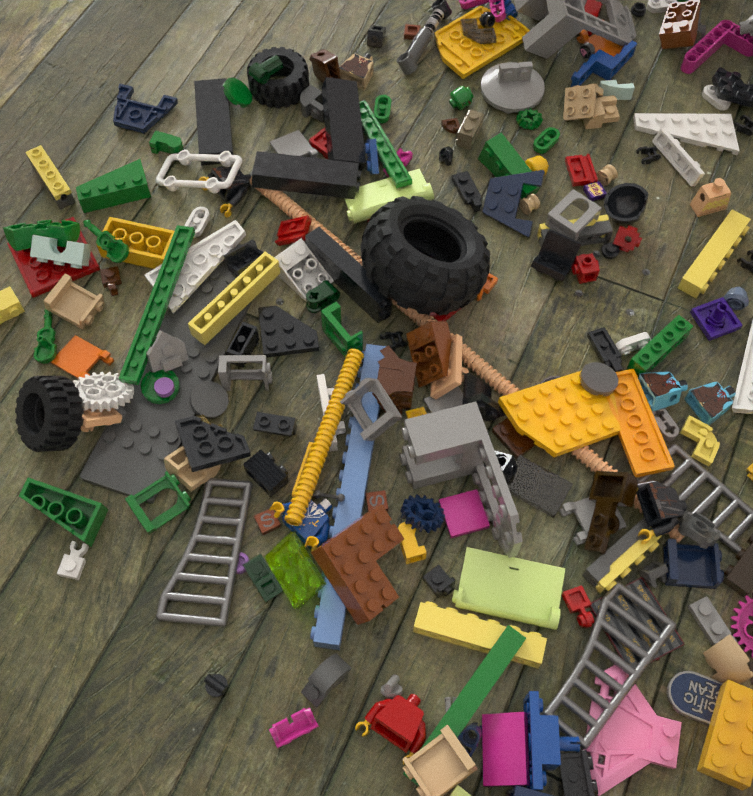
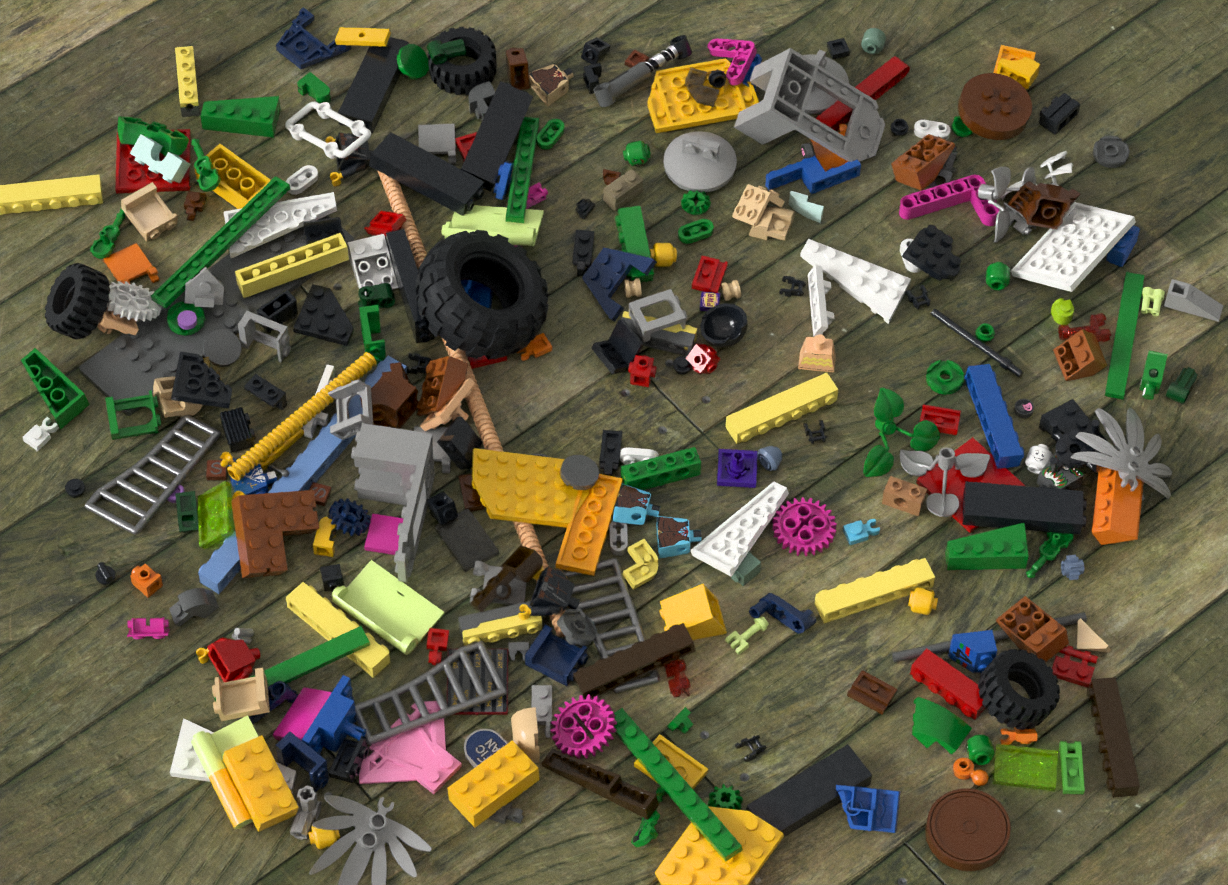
camera: 25 degrees right, 5 degrees down
(137, 603) = (75, 488): none -> black plate
(186, 86) = (362, 36): none -> yellow tile
(266, 677) = (146, 580): none -> orange brick
(386, 55) = (590, 75): none -> black bracket

